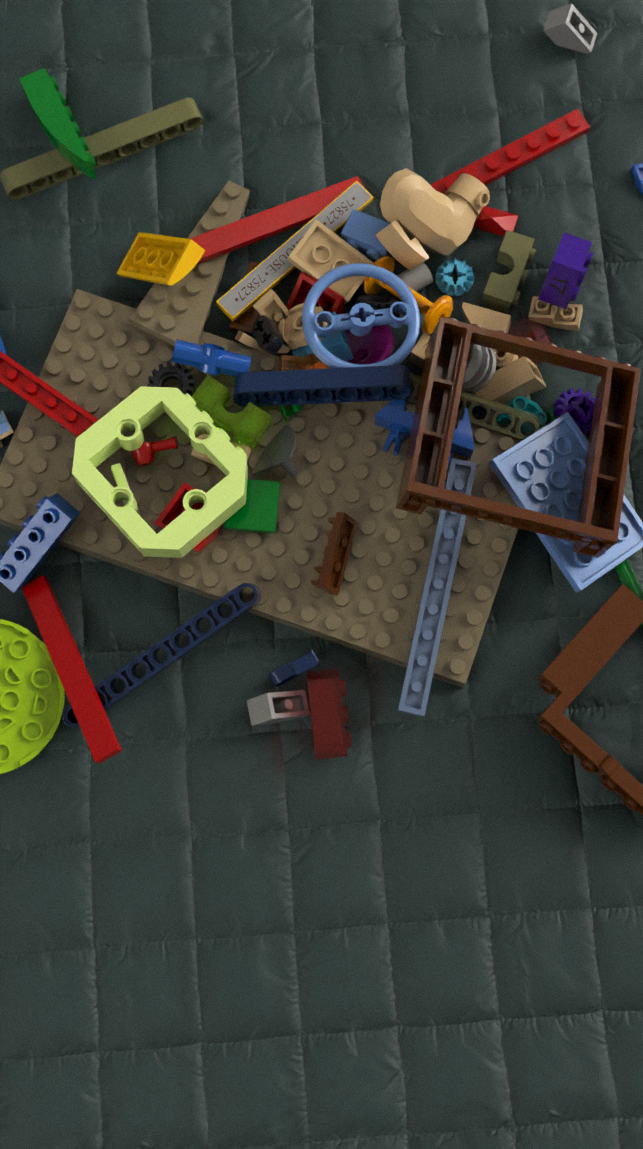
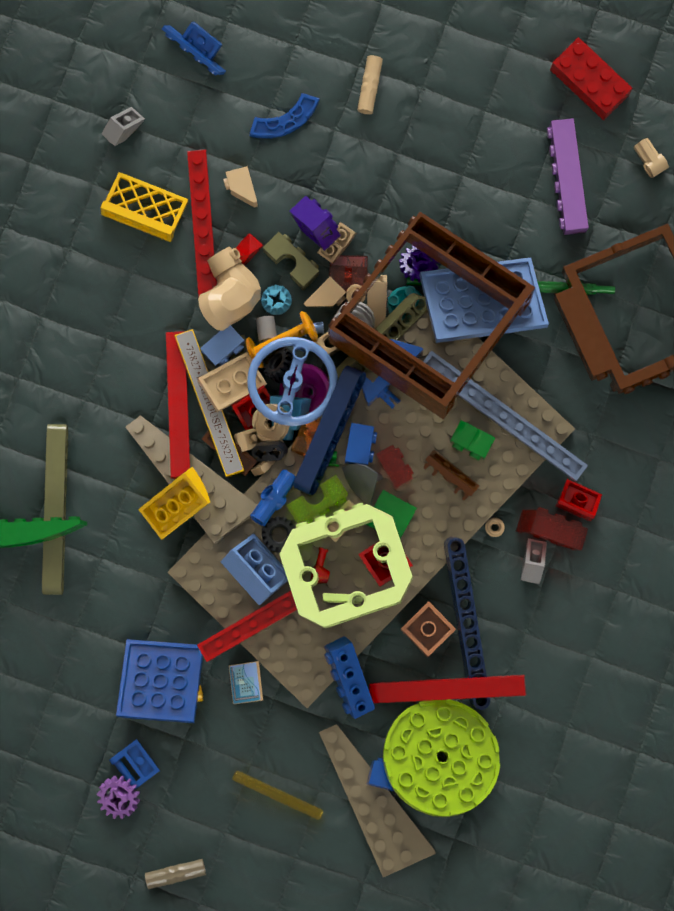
camera: 70 degrees left, 5 degrees up
(117, 373) = (255, 569): none -> medium blue slope
(136, 613) = (428, 629): none -> nougat brick
(294, 668) = (513, 531): dark blue piece -> none
(296, 635) = (499, 523): none -> tan plate
(312, 481) = (393, 466): none -> clear red brick
(321, 431) = (360, 444): none -> blue brick
(380, 731) = (579, 500): none -> red slope
(389, 560) = (472, 440): none -> green brick
(404, 250) = (247, 328): tan slope -> none
(471, 87) = (134, 218): none -> yellow fence
(569, 180) = (241, 185): none -> tan slope

